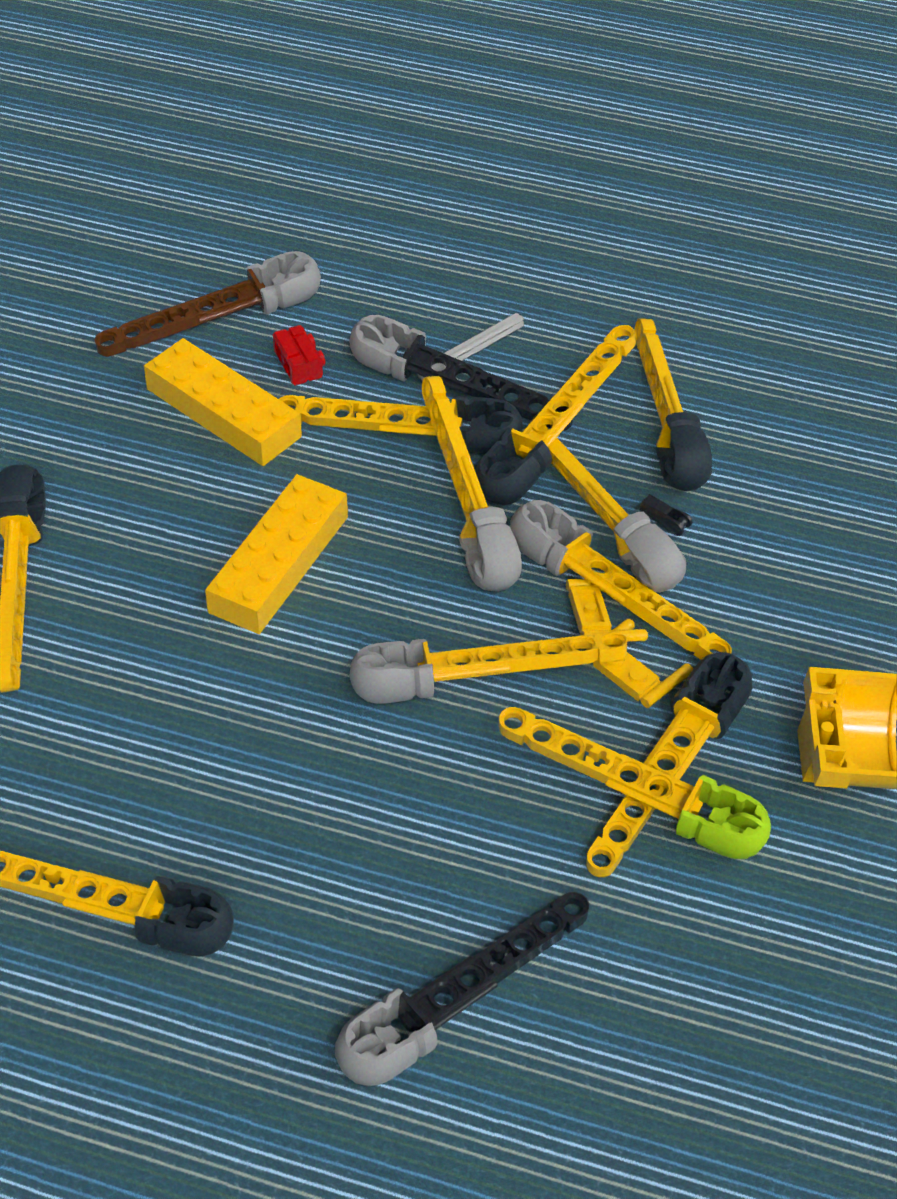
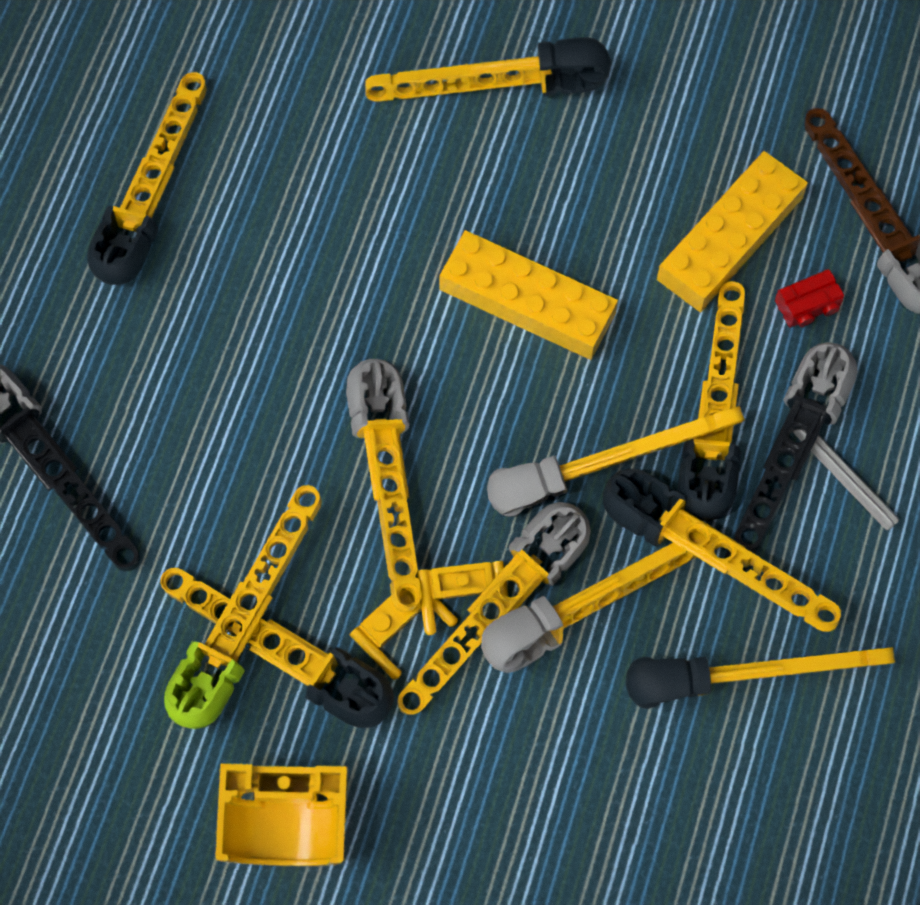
camera: 90 degrees right, 20 degrees up
(667, 516) = (600, 661): black bar -> none

